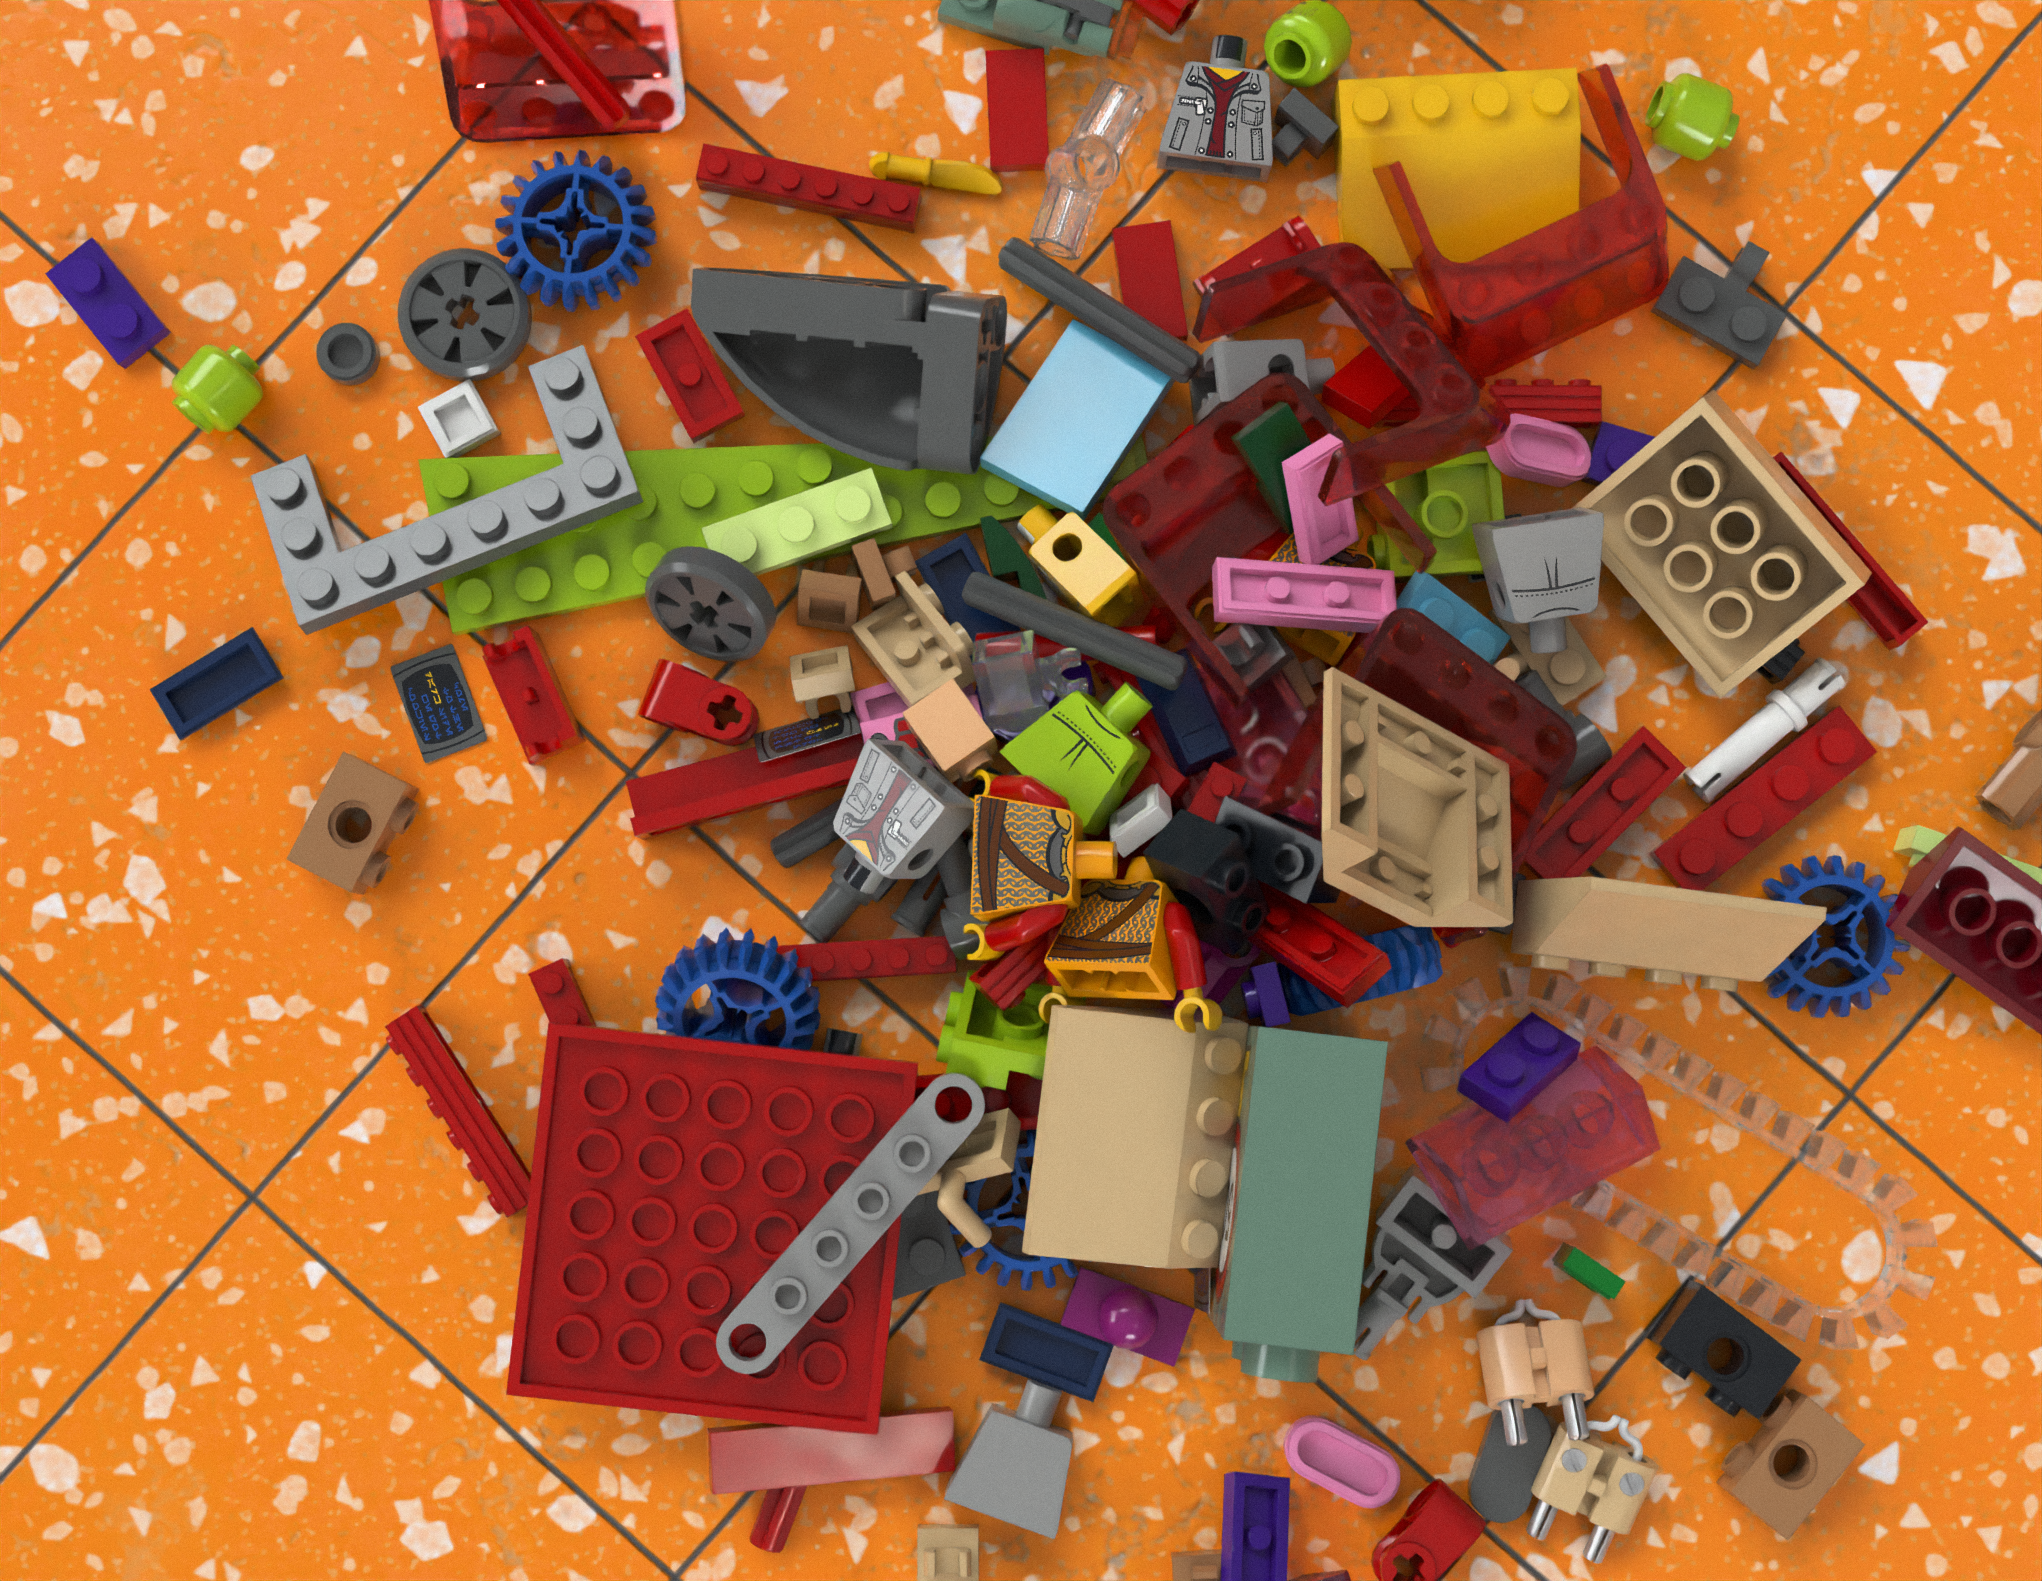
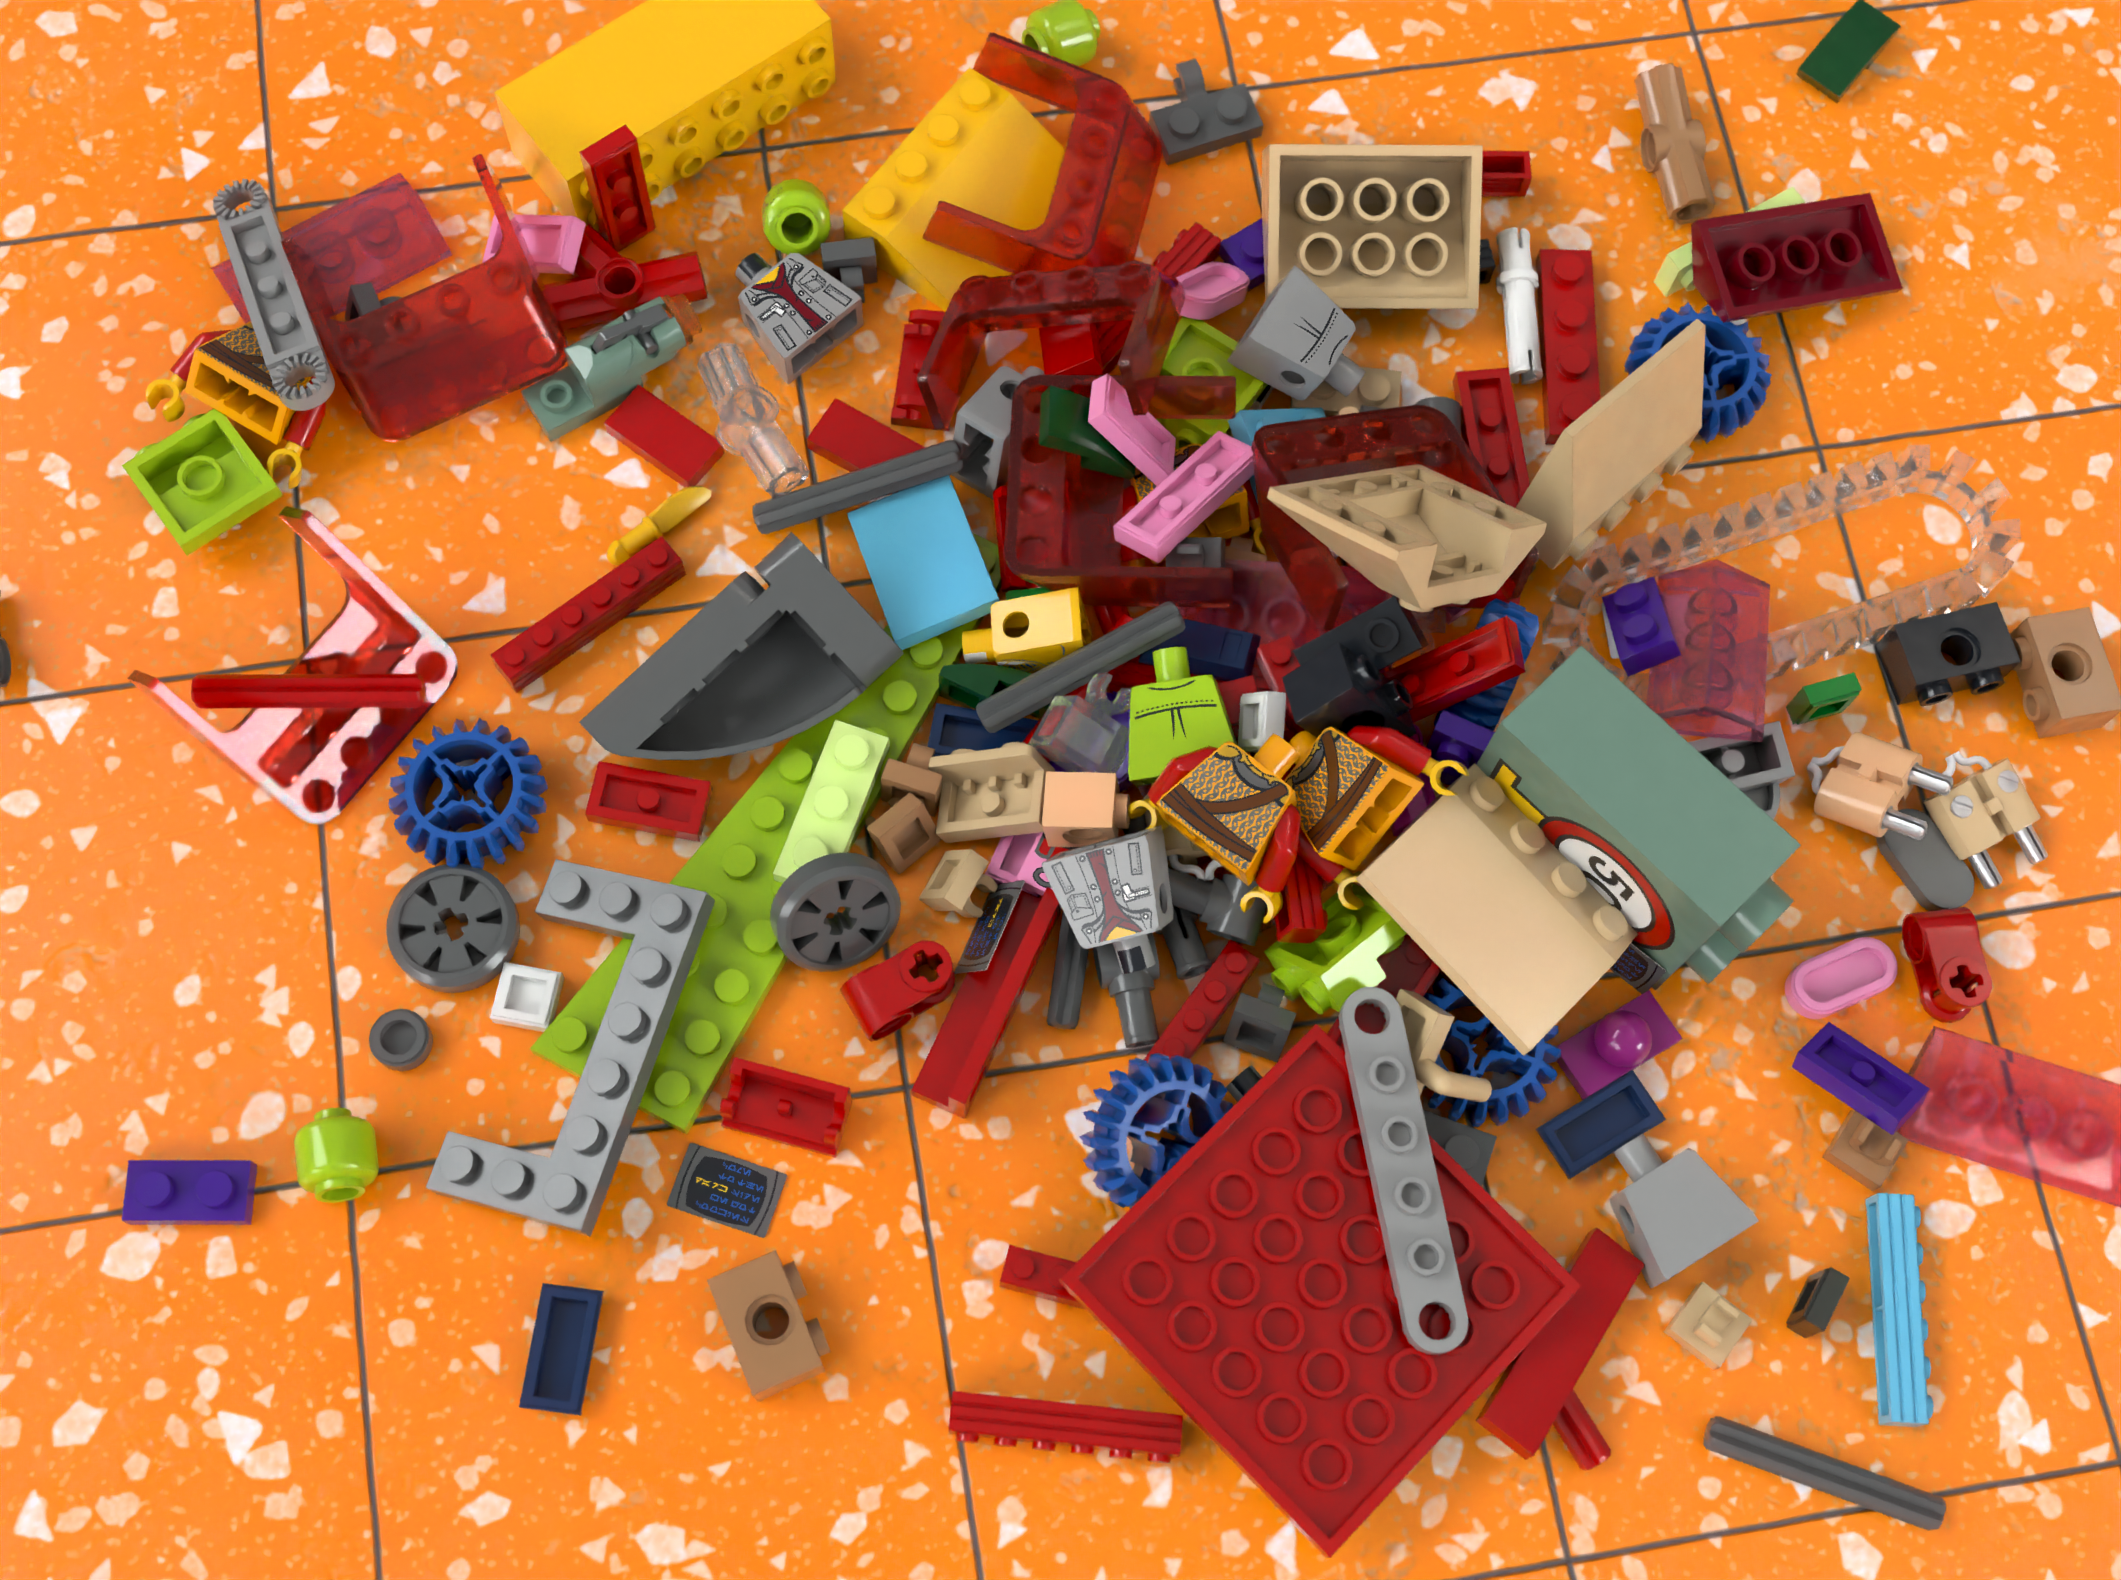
camera: 55 degrees left, 15 degrees down
(903, 1014) = (1260, 1023): none -> dark grey tile

